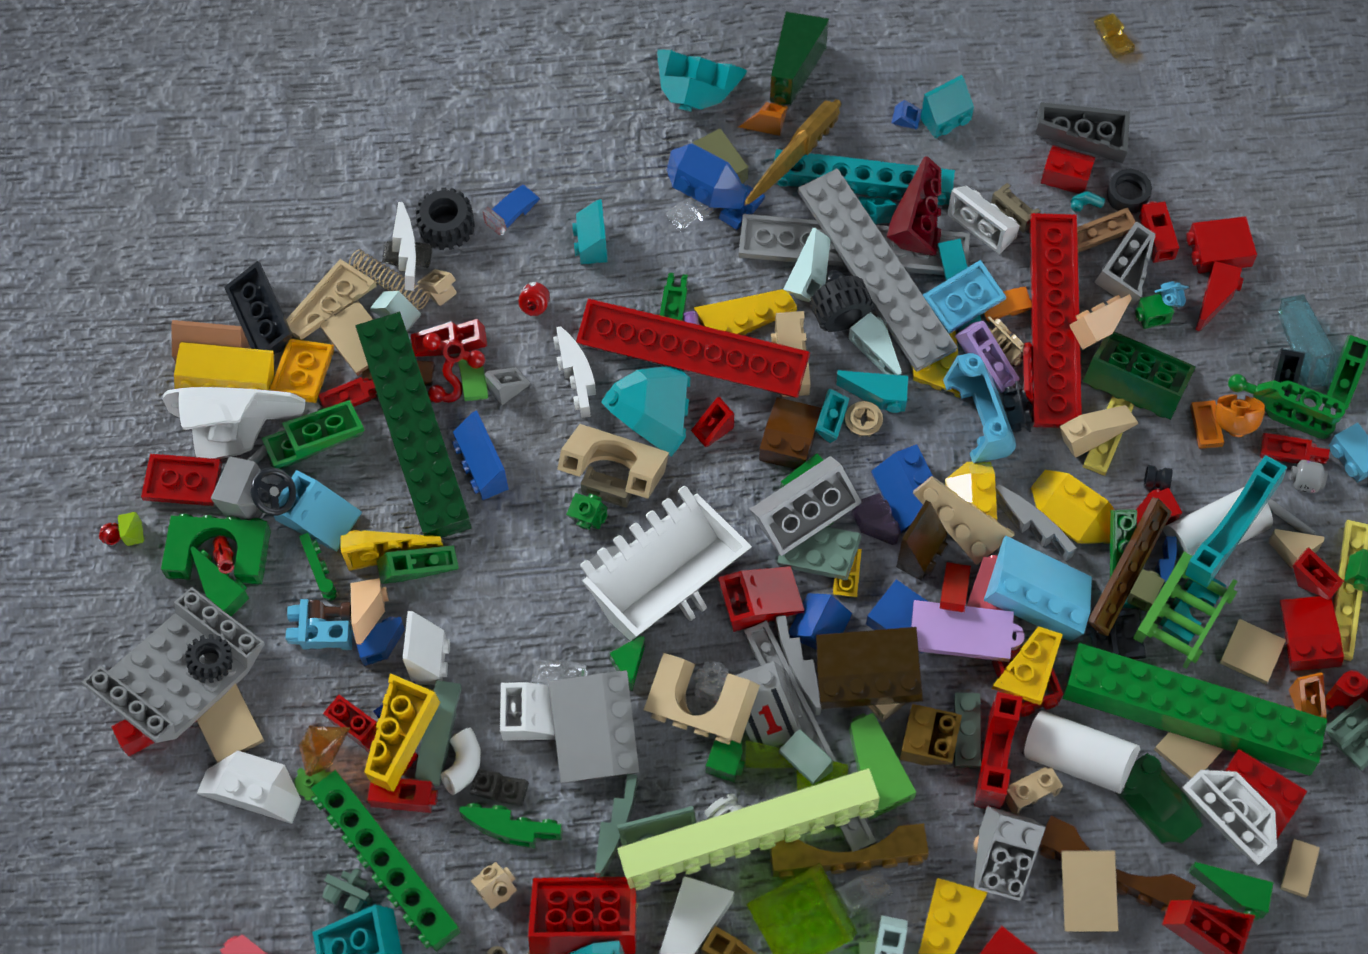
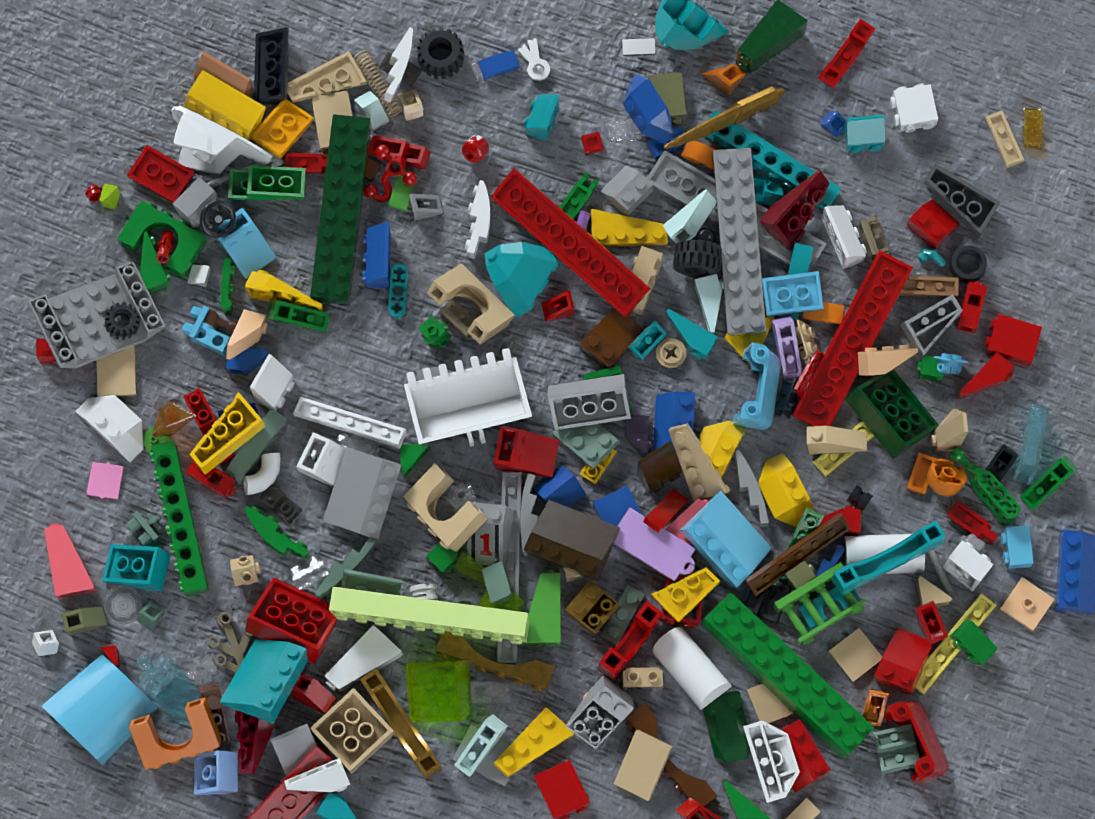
camera: 25 degrees right, 10 degrees up
(270, 858) = (105, 480): none -> bright pink piece
(278, 570) = (199, 275): none -> white slope
(529, 493) = (392, 304): none -> teal beam
(538, 654) = (350, 422): none -> white tile
(559, 192) = (538, 68): none -> white piece
(577, 855) = (309, 576): none -> clear hips
(657, 127) = (638, 46): none -> white sticker
(659, 242) = (592, 143): none -> red tile
(724, 271) = (627, 190): none -> light grey slope
(780, 201) = (699, 153): none -> orange slope
(883, 41) = (847, 54): none -> red slope
(984, 63) = (914, 108): none -> white brick
(1091, 58) = (1004, 139): none -> tan tile
(1220, 357) = (950, 431): none -> tan wedge
(1320, 494) = (967, 565): none -> white slope

